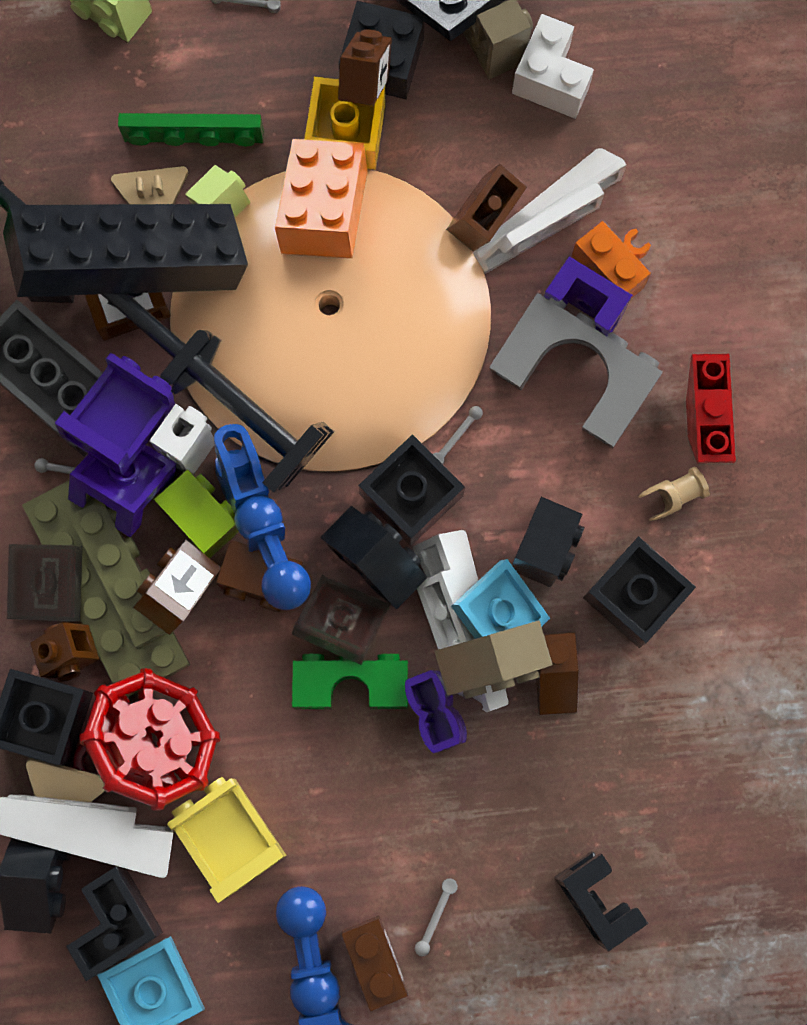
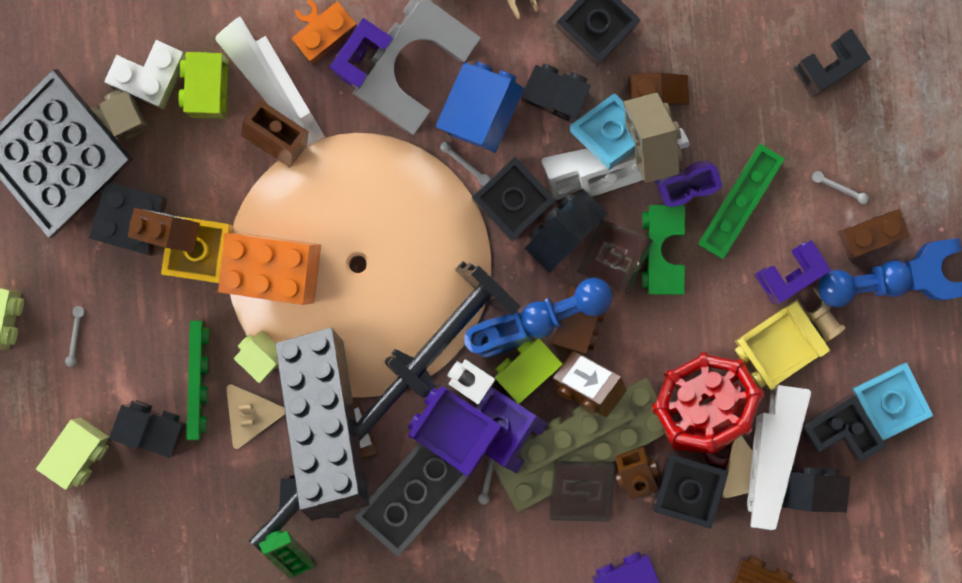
camera: 90 degrees left, 10 degrees up
(134, 69) = (147, 429): none -> black brick
(259, 895) = (824, 320): none -> tan piece
(311, 856) = (813, 268): none -> dark purple panel
(415, 783) = (740, 201): none -> green plate
(527, 447) = (480, 106): none -> blue brick
(541, 126) = (204, 85): none -> lime brick

